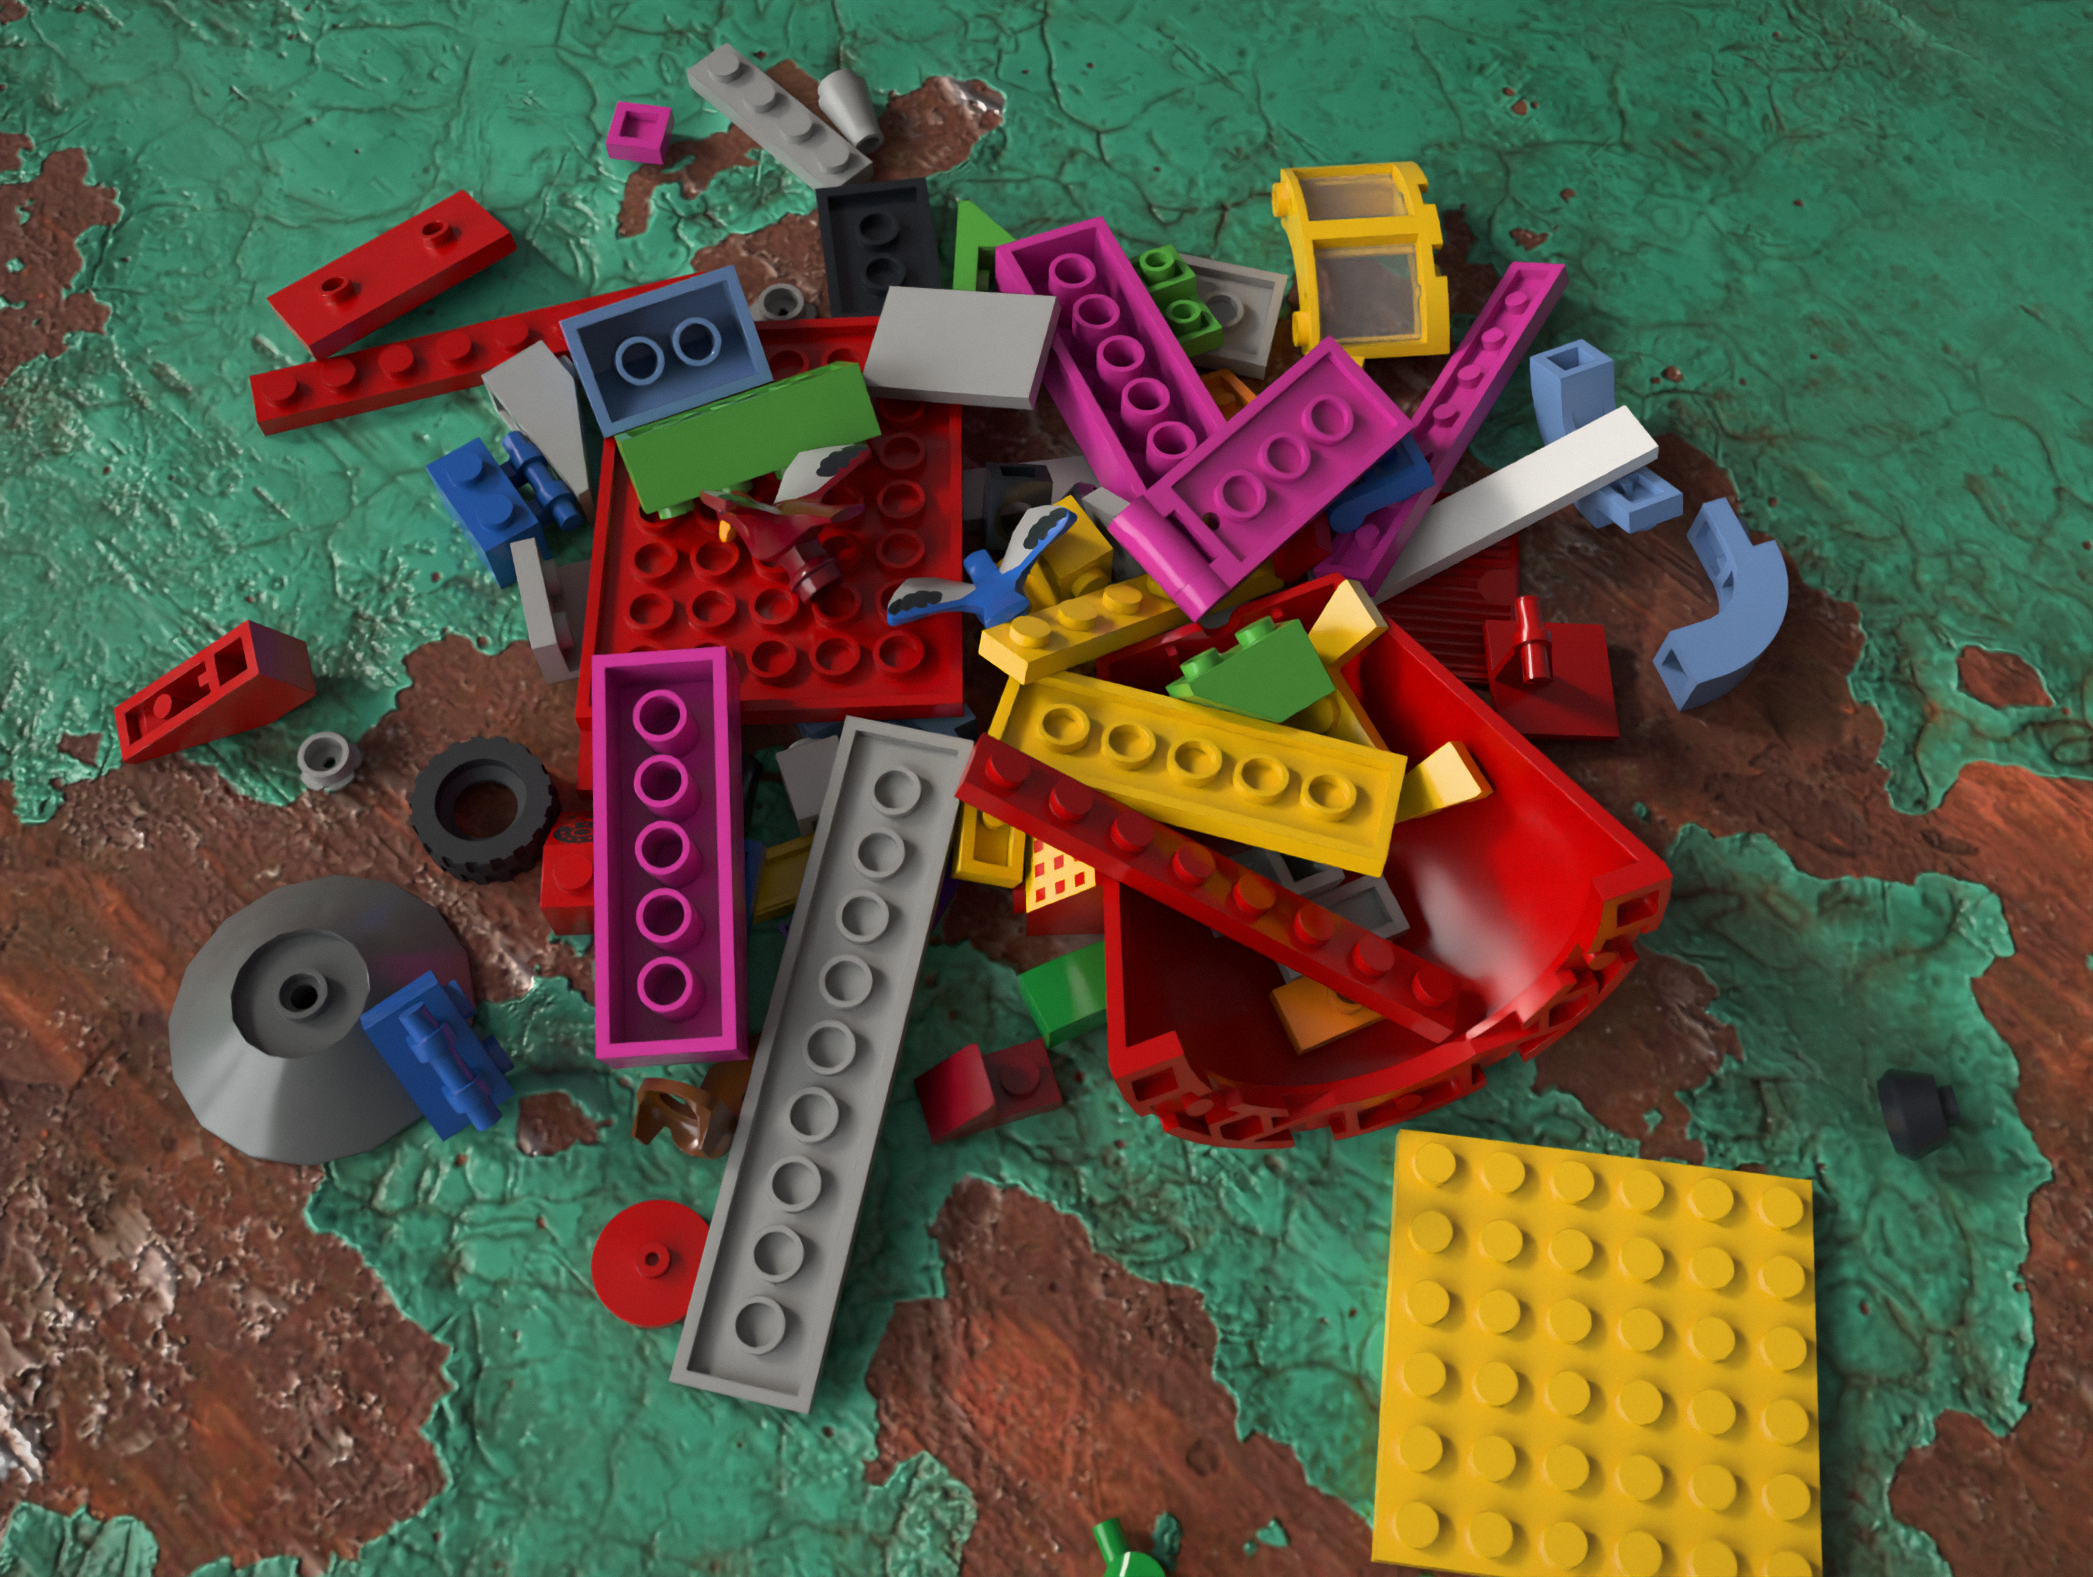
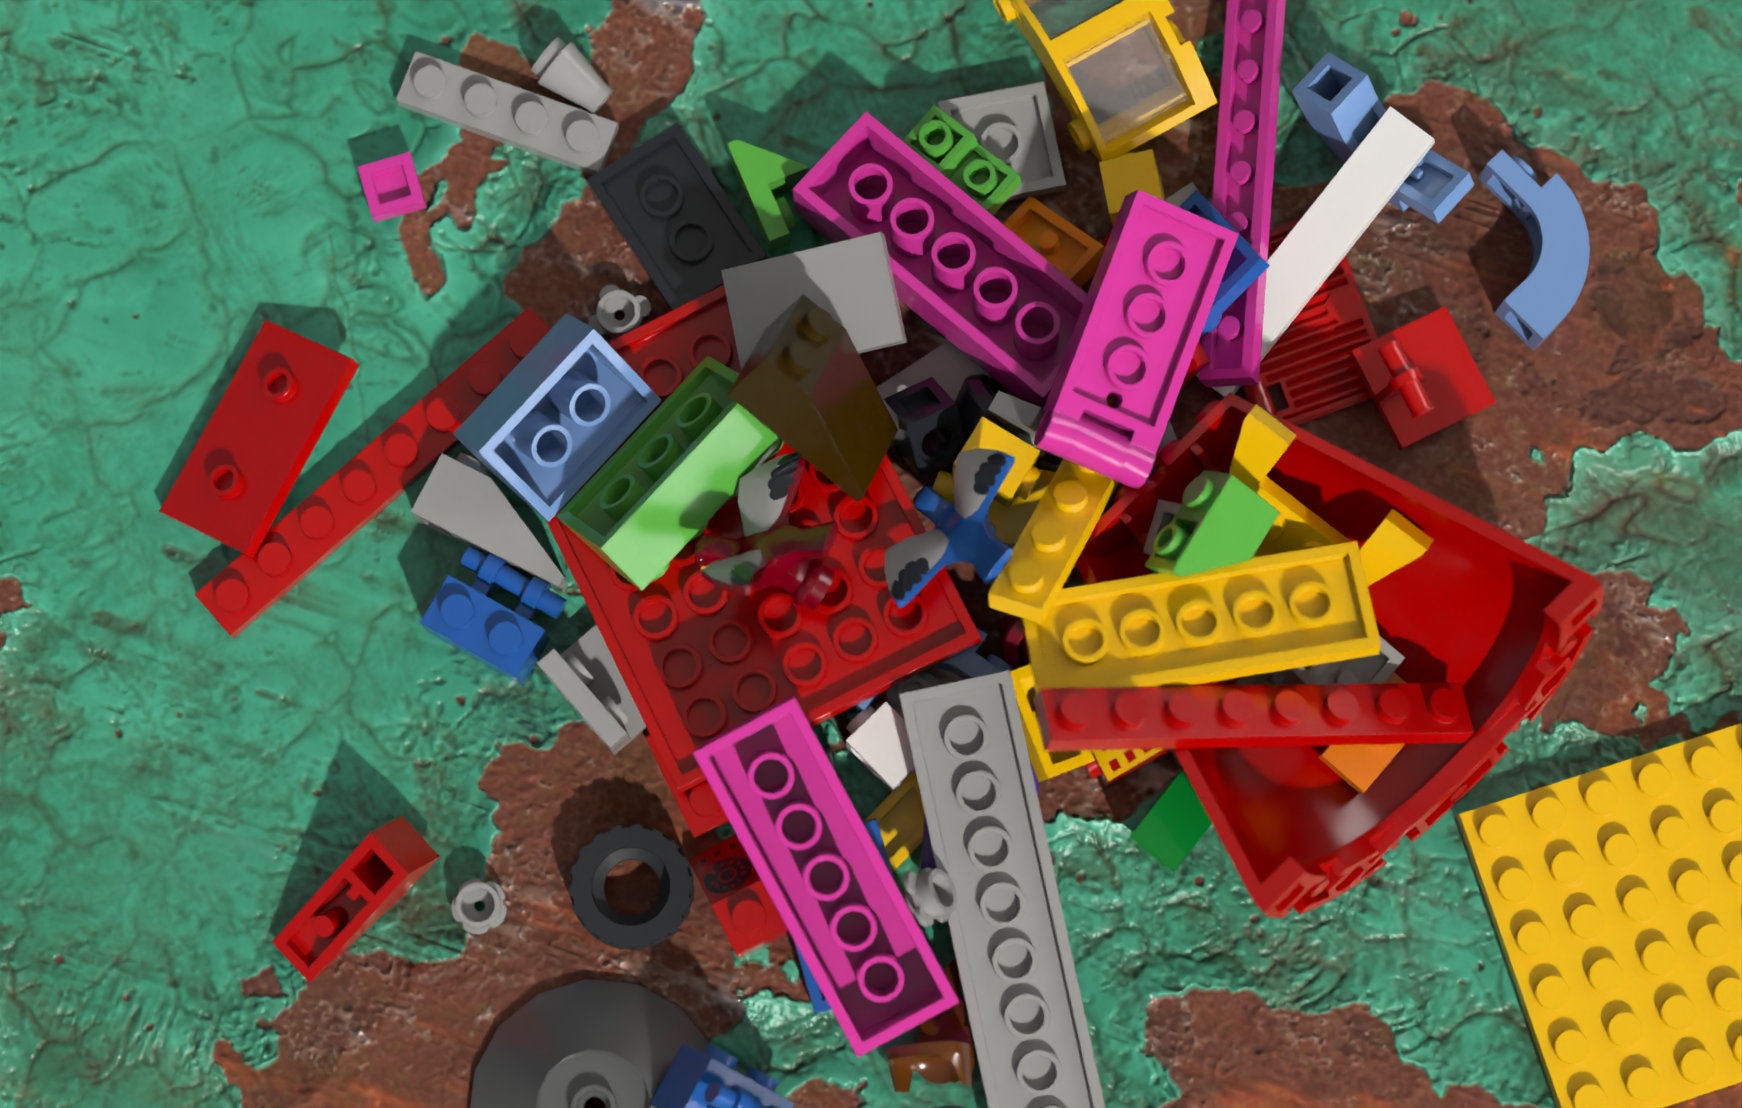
camera: 25 degrees left, 15 degrees up
(768, 926) = (930, 895): none -> light grey plate
(913, 400) = (817, 396): none -> dark brown slope
(986, 1090) = (1138, 928): dark red slope -> none

